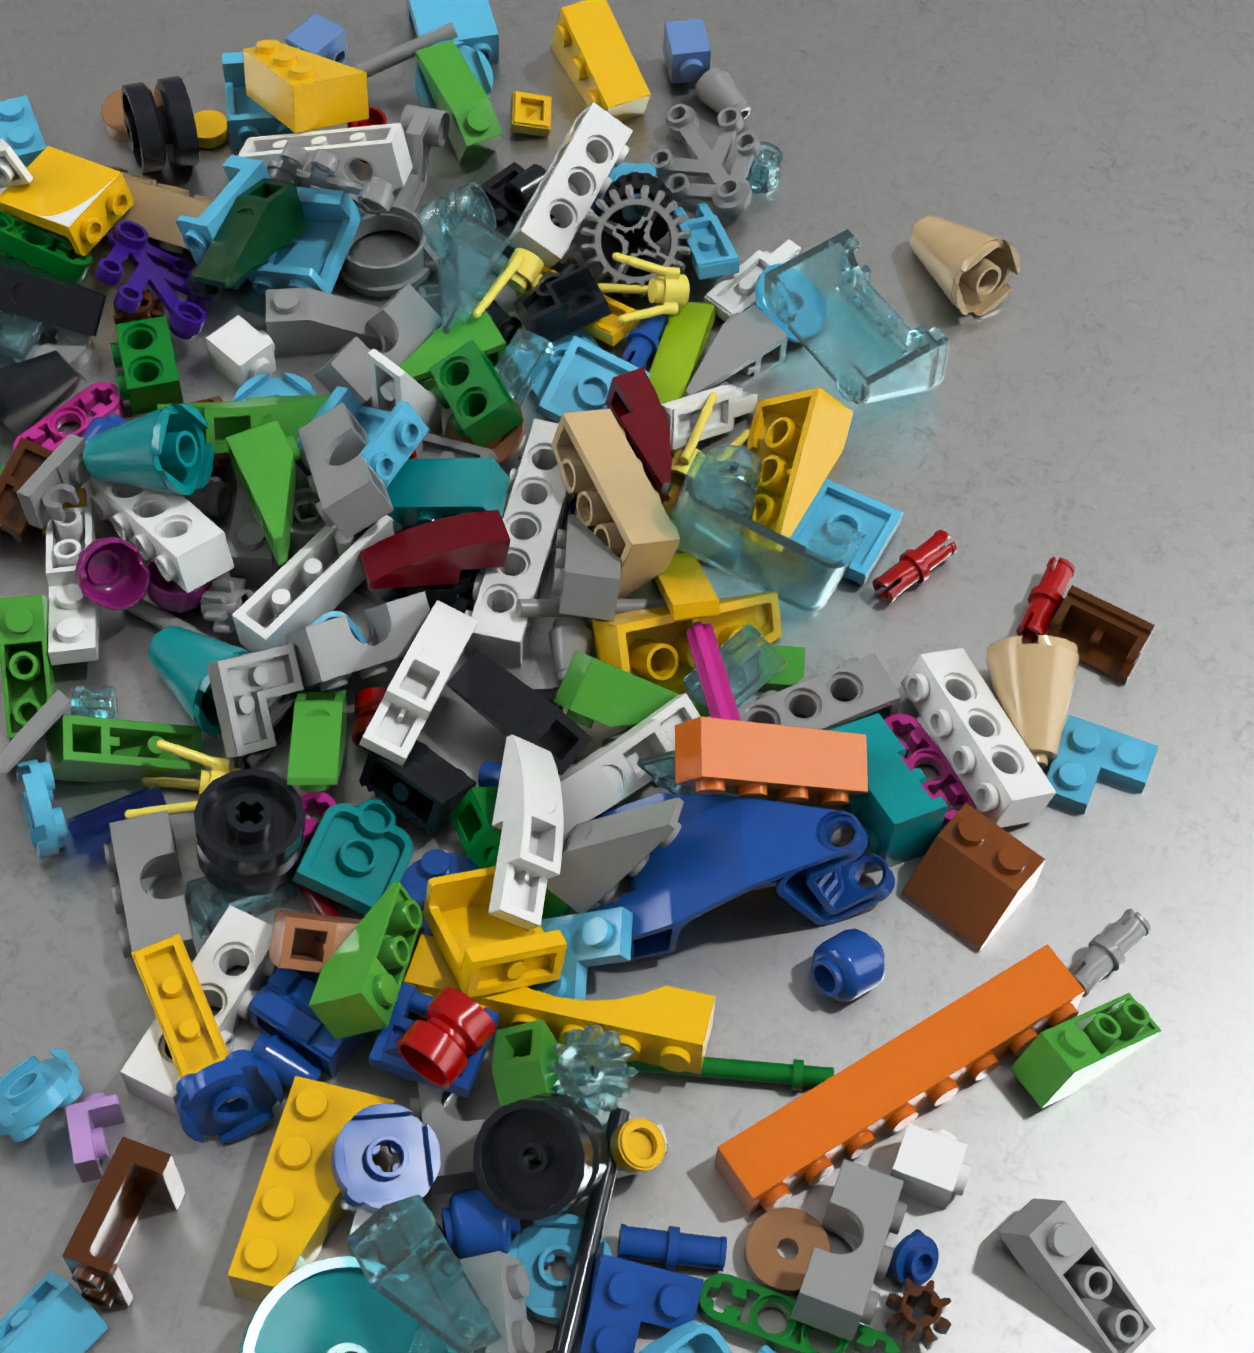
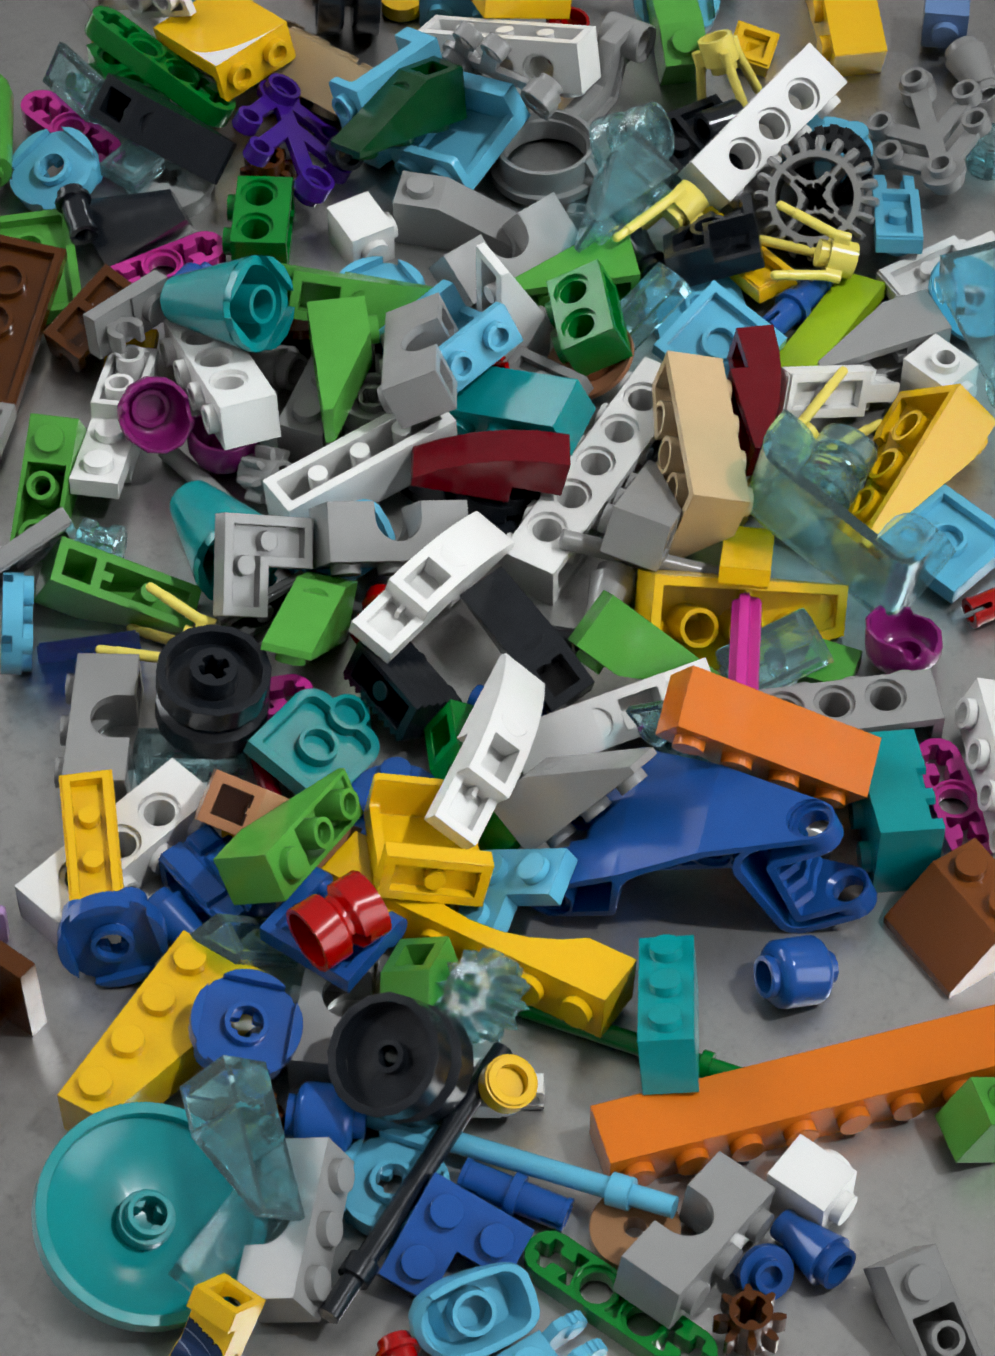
camera: 20 degrees right, 5 degrees down
(350, 1072) = (239, 941): none -> clear light blue slope
(515, 128) = (719, 54): none -> light yellow plant
(759, 1041) = (668, 1015): none -> teal brick
(765, 1220) = (617, 1190): none -> medium azure bar
(786, 373) = (938, 364): none -> white brick
(837, 632) = (902, 640): none -> magenta hair
(948, 1224) = (816, 1251): none -> blue cone

